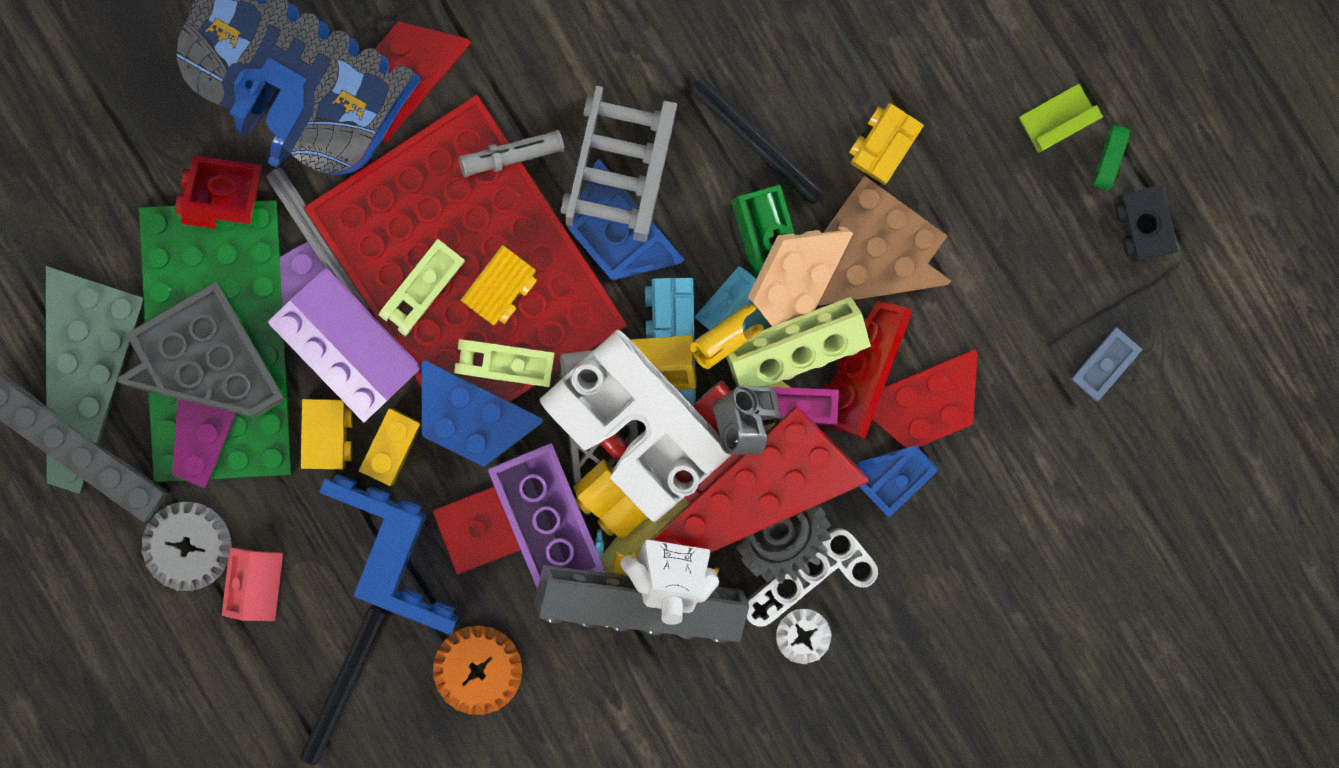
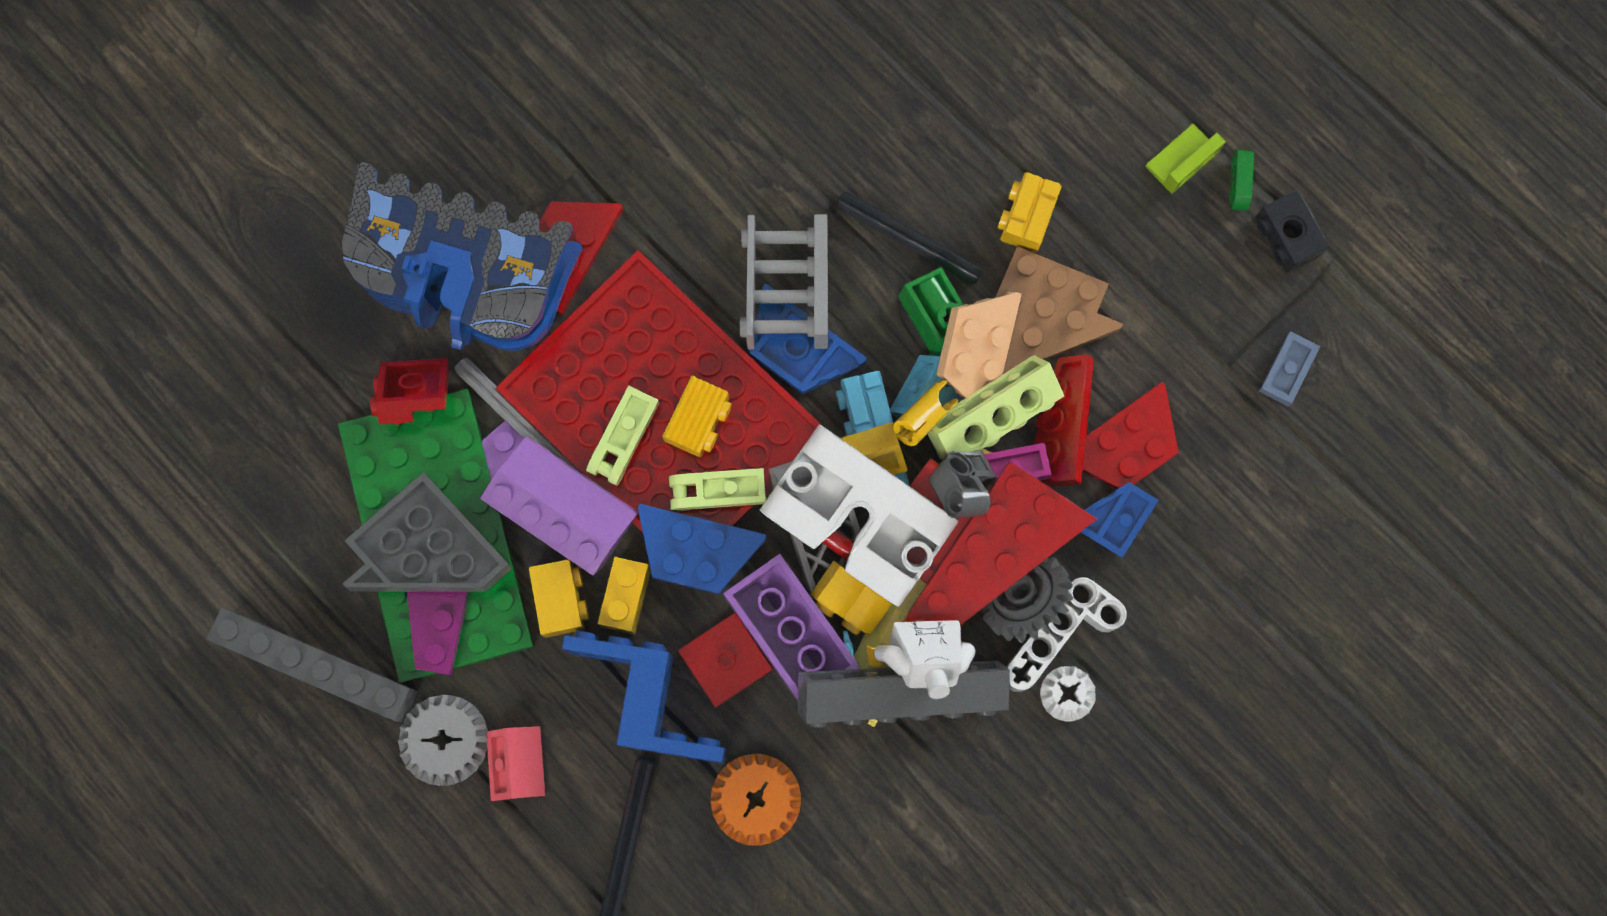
camera: 15 degrees left, 10 degrees down
(84, 356) = (308, 576): sand green wing -> none
(499, 156) = (669, 299): light grey pin -> none

